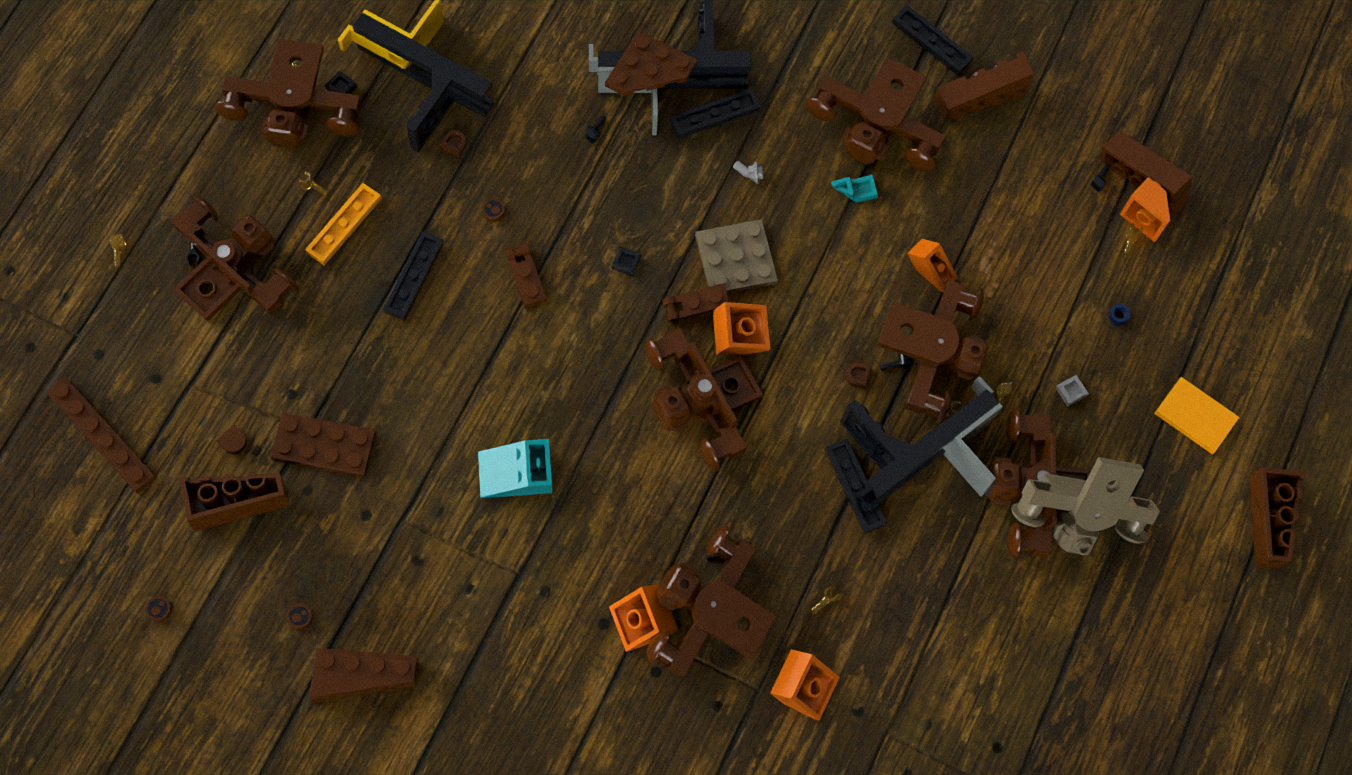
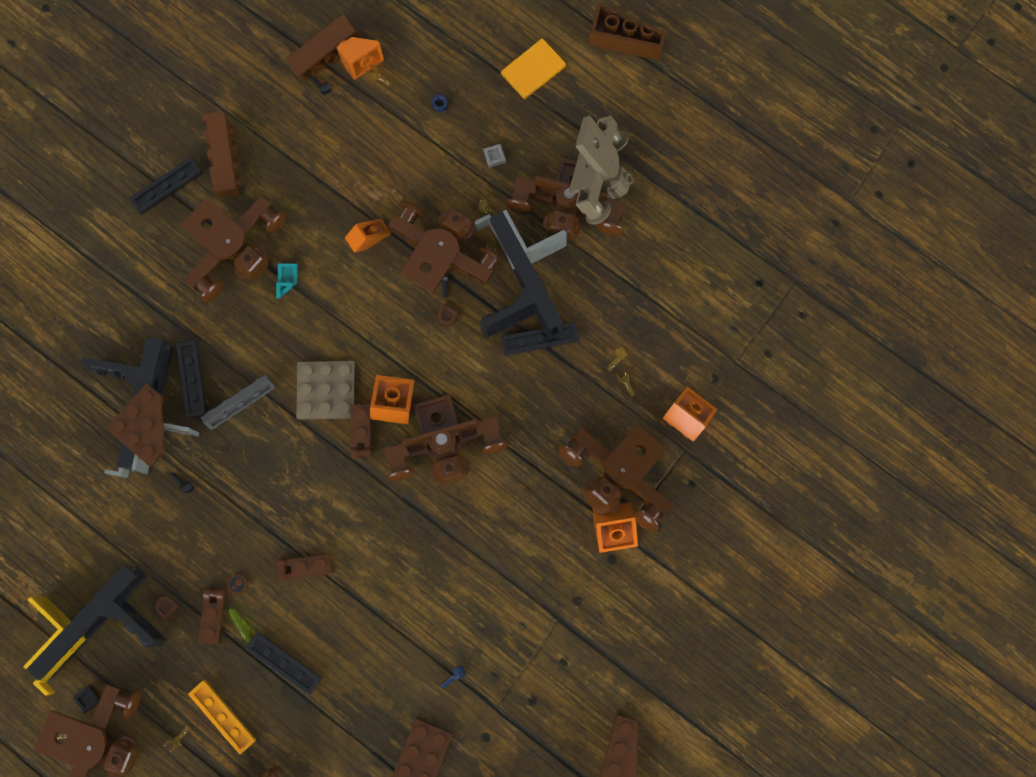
camera: 70 degrees left, 10 degrees up
(434, 468) = (458, 673): none -> dark blue hand
(447, 223) = (240, 625): none -> clear neon green piece
(453, 191) = (212, 616): none -> reddish brown plate
(515, 469) = (474, 607): slope -> none
(626, 261) = (309, 481): black tile -> none
(699, 166) = (238, 402): none -> dark grey plate
(754, 172) = (254, 359): light grey plate -> none
(859, 588) = (621, 354): none -> clear yellow hand

